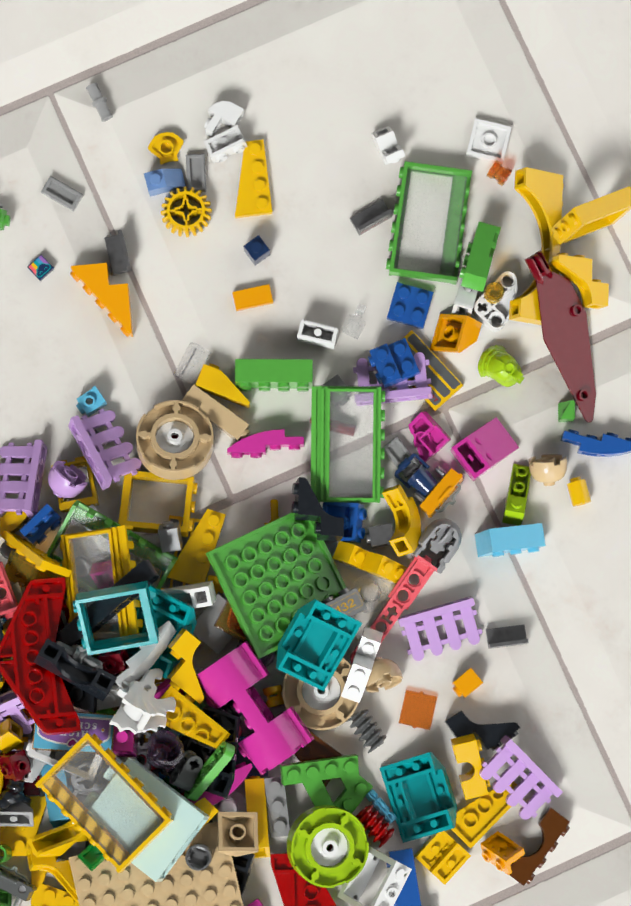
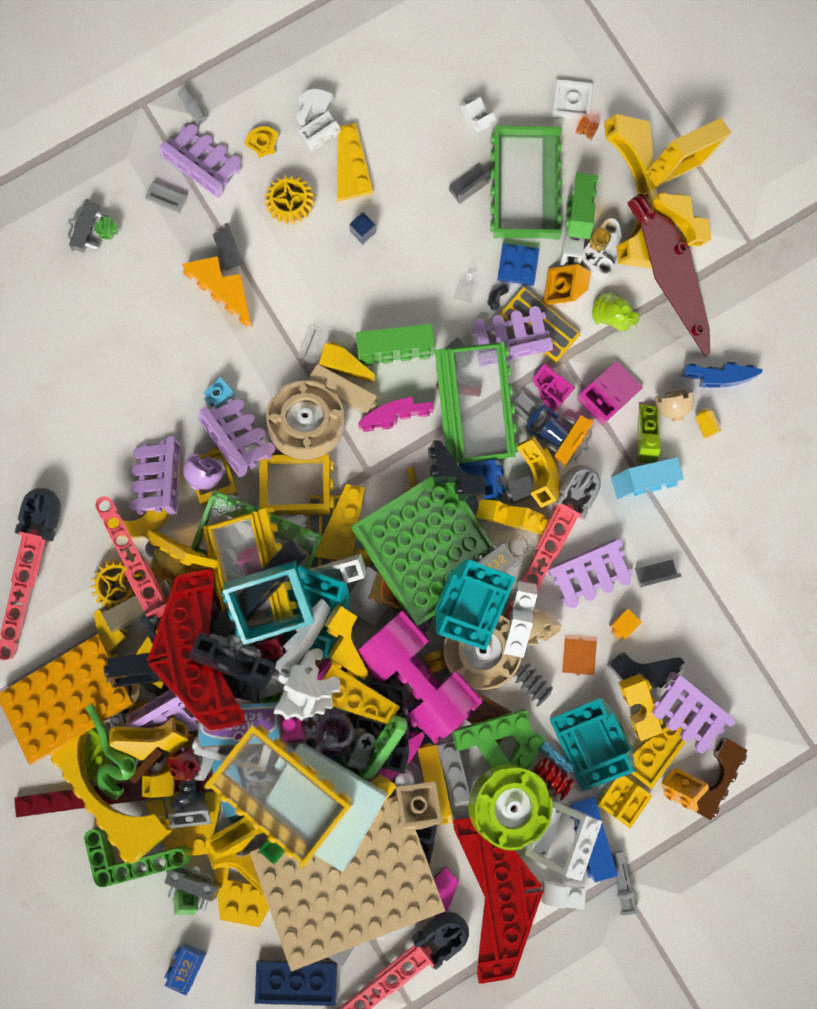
camera: 10 degrees left, 0 degrees up
(40, 268) = (153, 270): tile -> none
(41, 524) = (182, 519): blue plate -> none
(105, 168) = (190, 159): none -> lavender fence
(164, 181) = (262, 172): medium blue slope -> none
(170, 536) = (312, 515): dark grey brick -> none
(196, 172) = (294, 161): light grey tile -> none
(198, 857) = (382, 836): flat silver wheel -> none
(252, 297) = (364, 274): light orange tile -> none
(317, 334) = (432, 301): white brick -> none
(382, 334) = (495, 295): none -> black arm
(393, 363) = (510, 319): blue plate -> none
(566, 411) = (684, 347): bright green slope -> none

